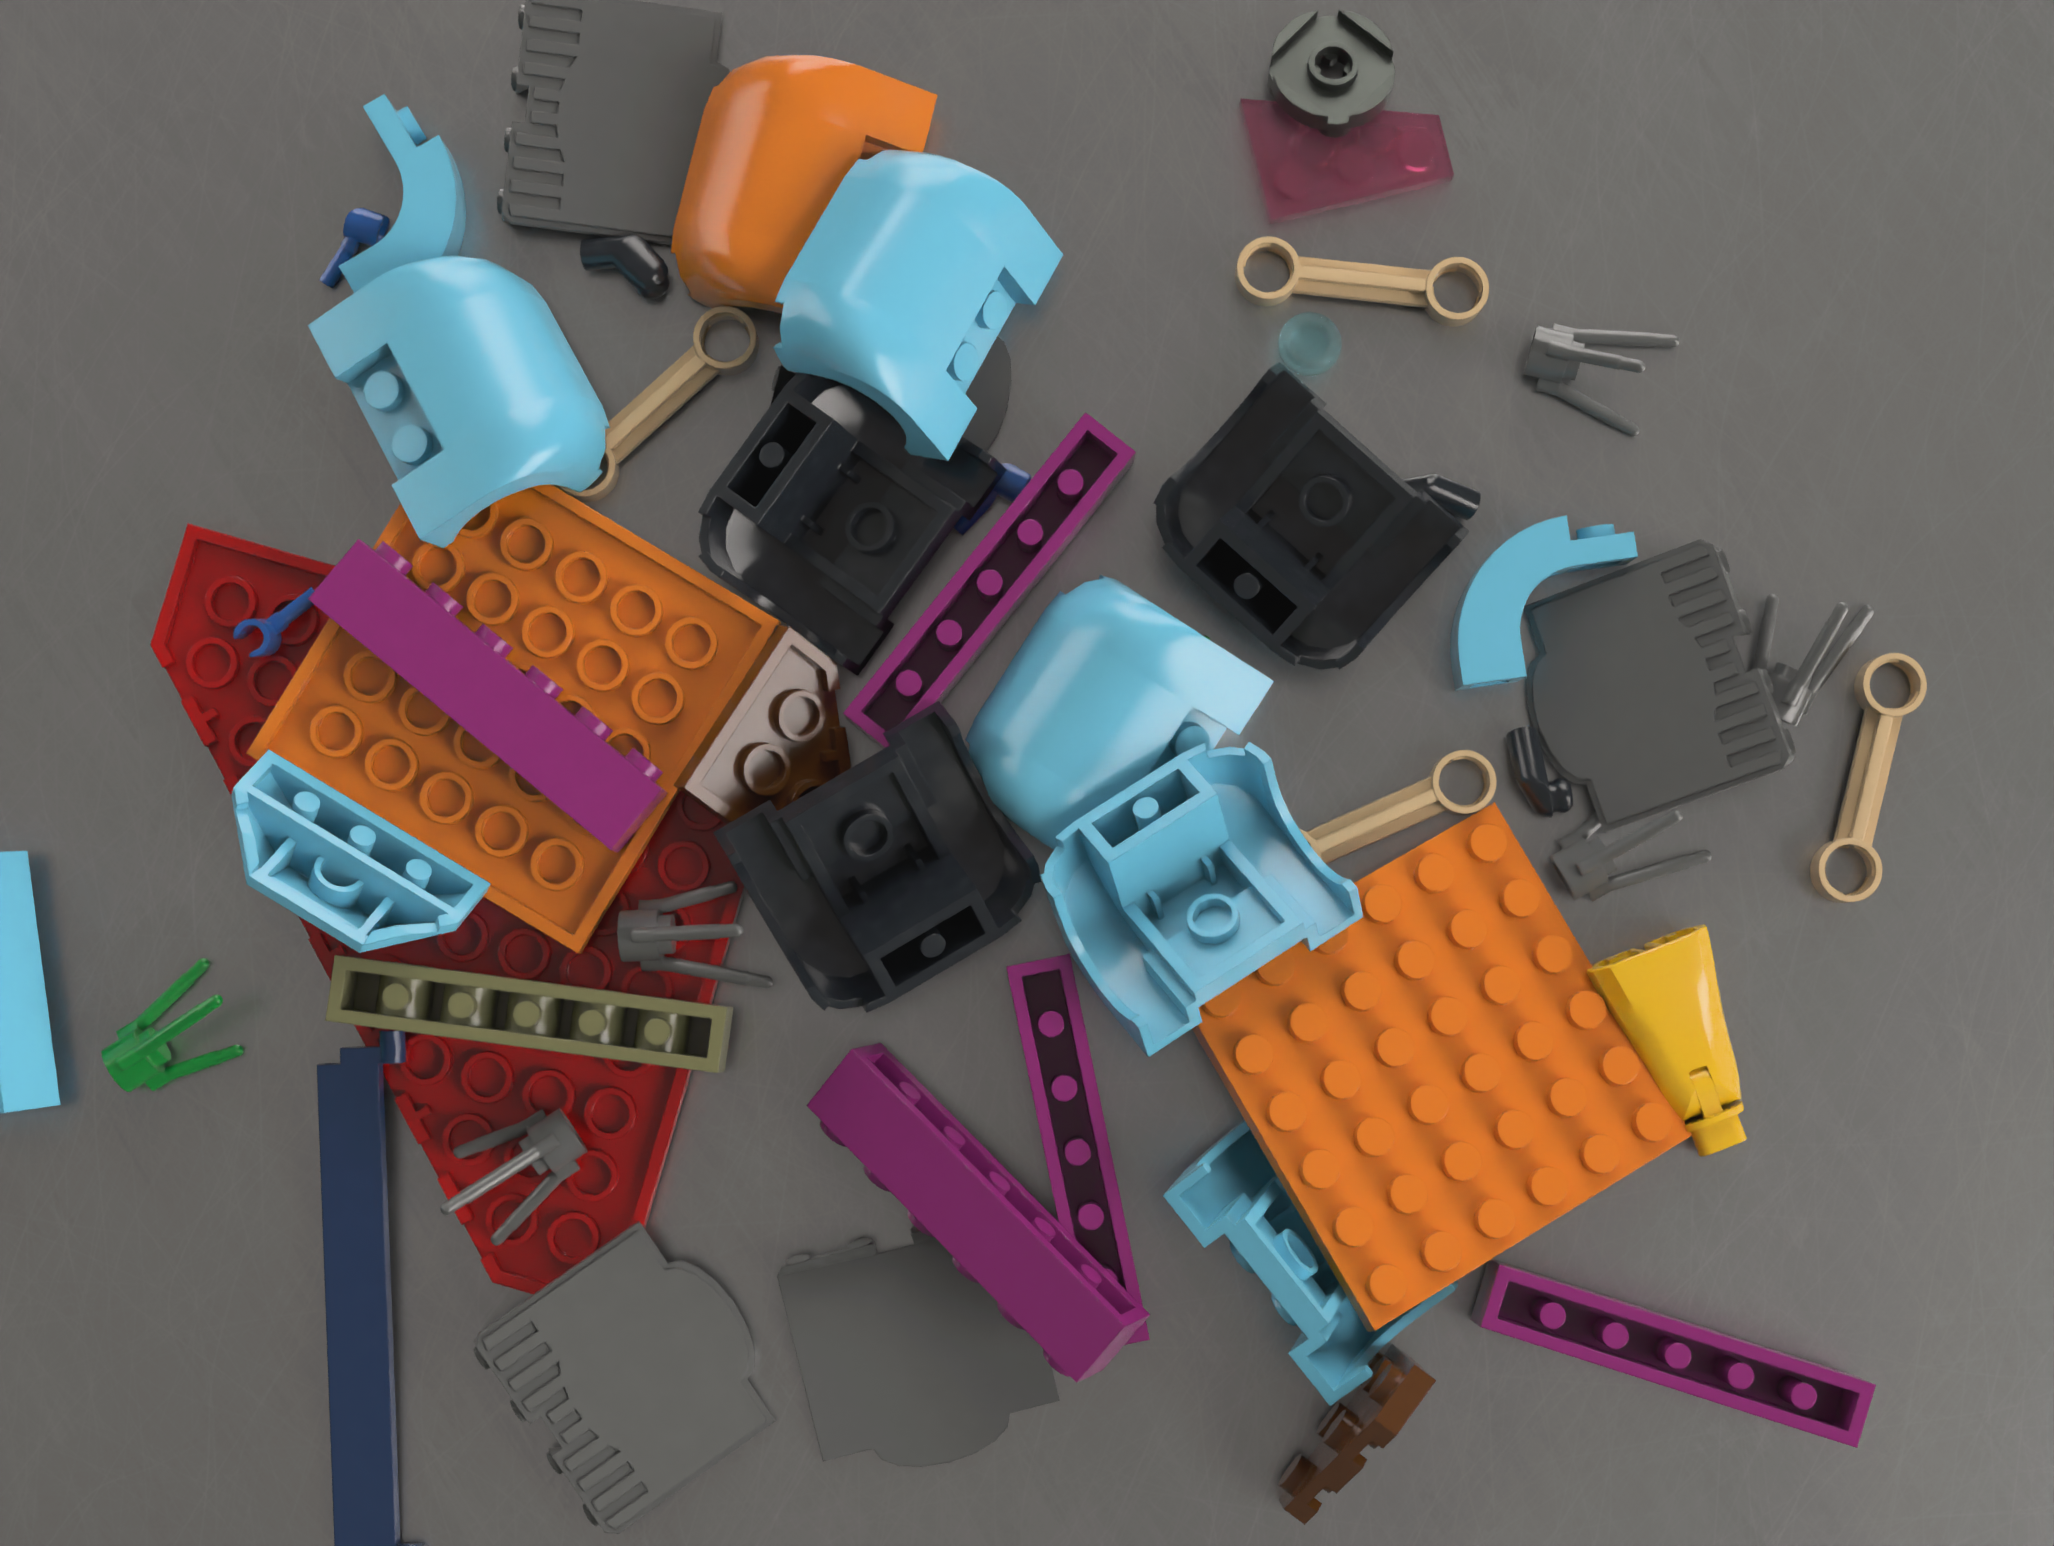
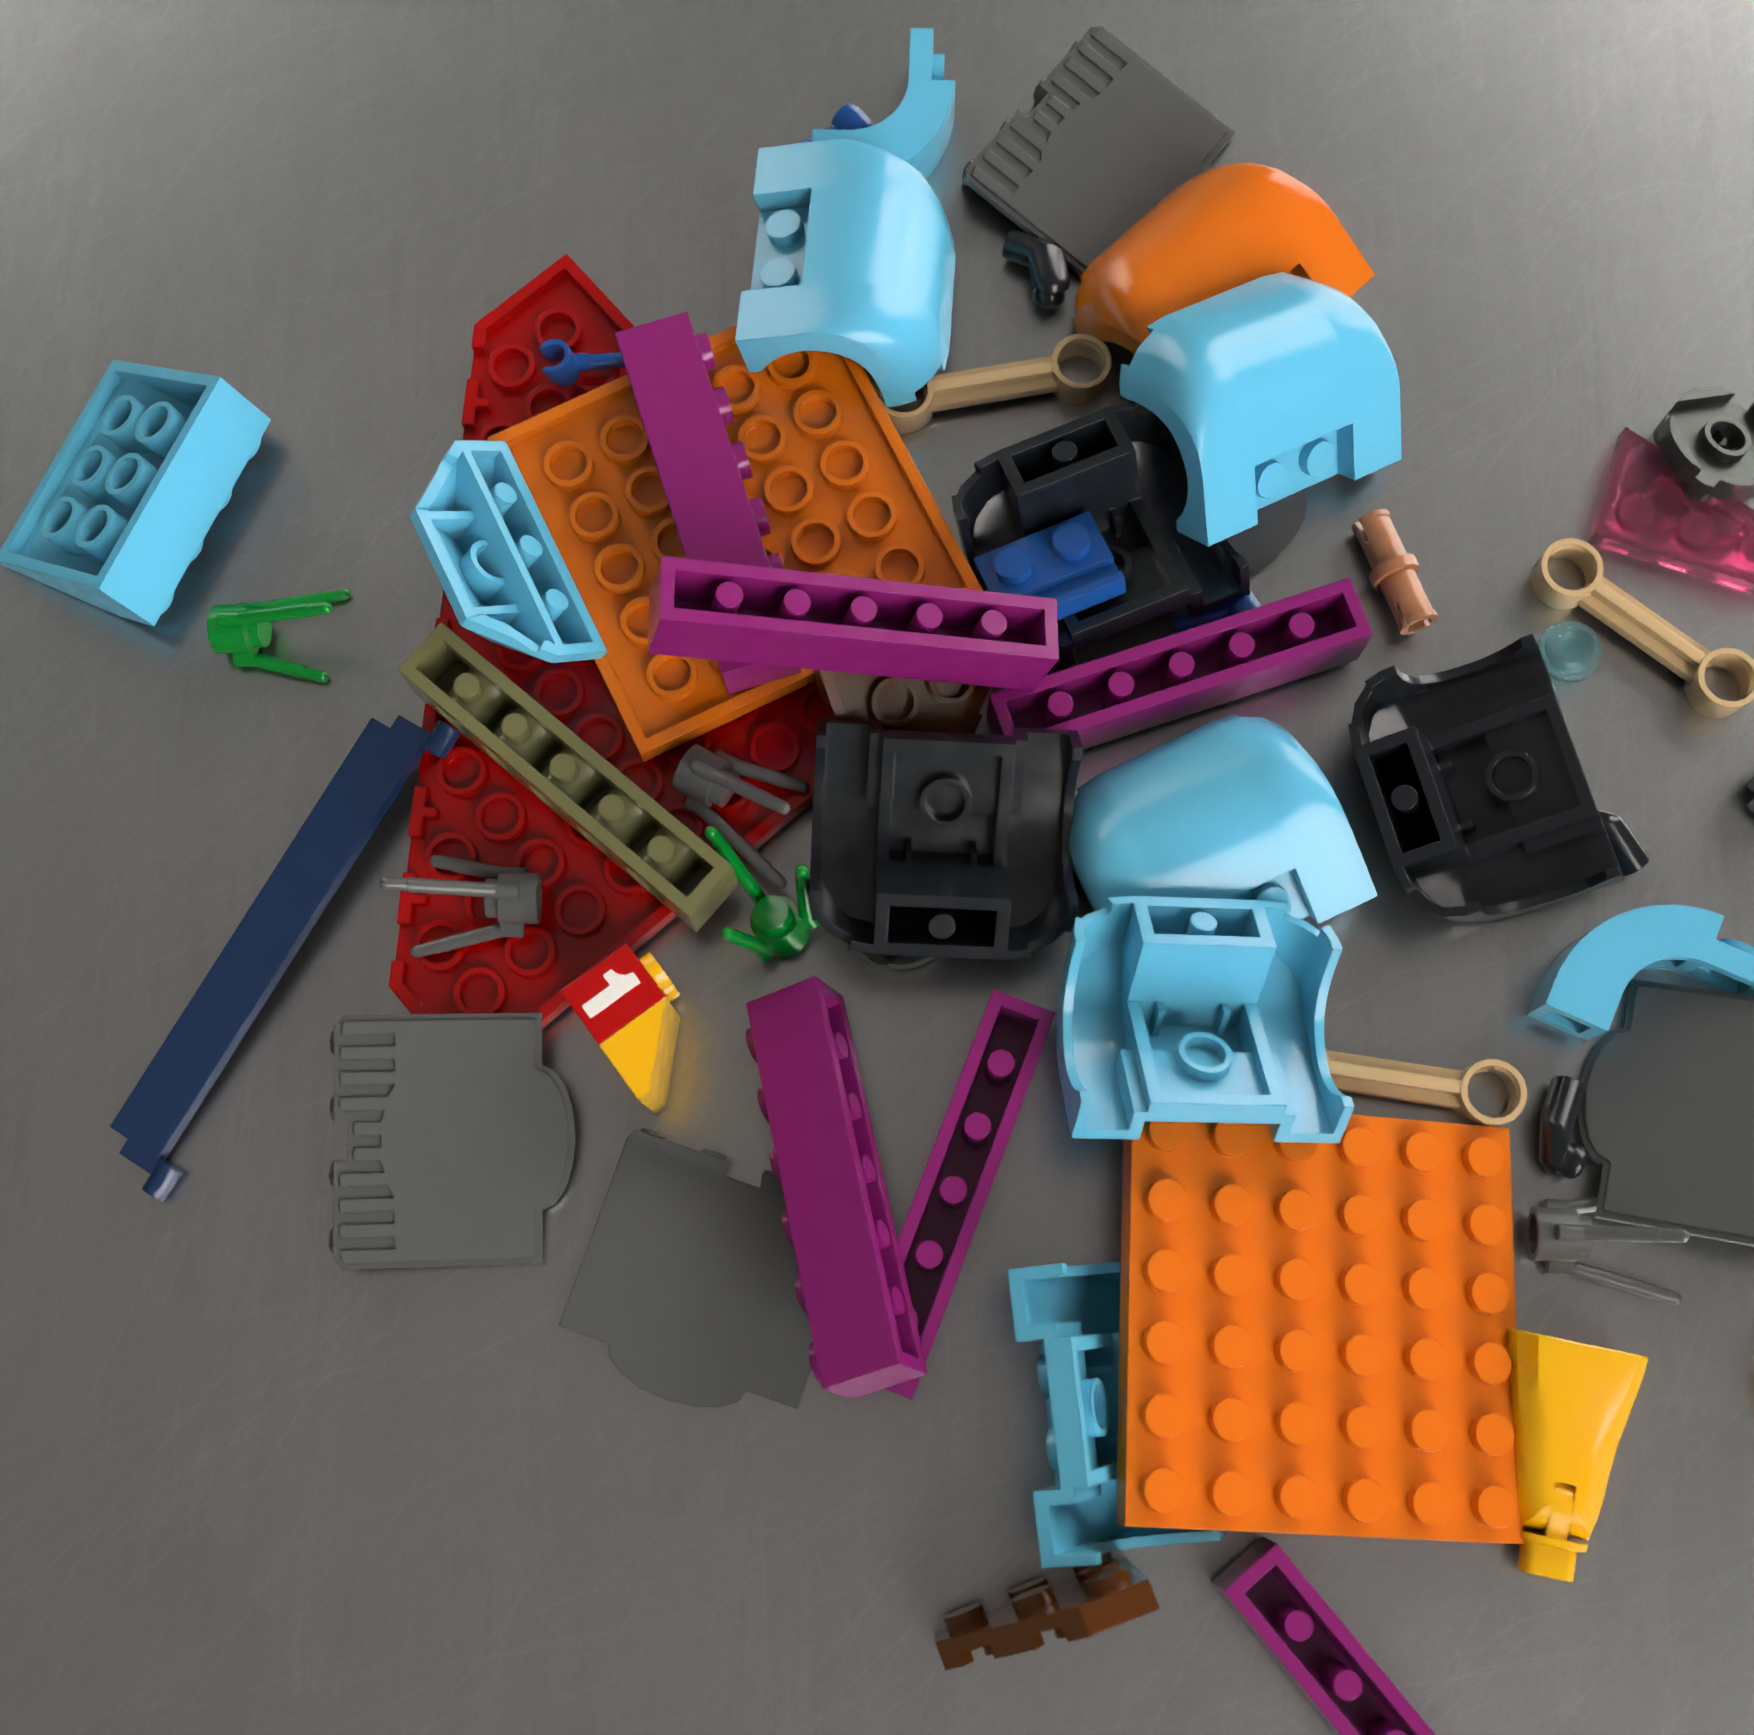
camera: 40 degrees right, 10 degrees down
(697, 746) = (850, 624): none -> magenta brick
(723, 1184) = (631, 1019): none -> slope
(782, 1016) = (775, 920): none -> green plant
(825, 568) = (1056, 563): none -> blue plate
(1118, 364) = (1394, 572): none -> nougat pin

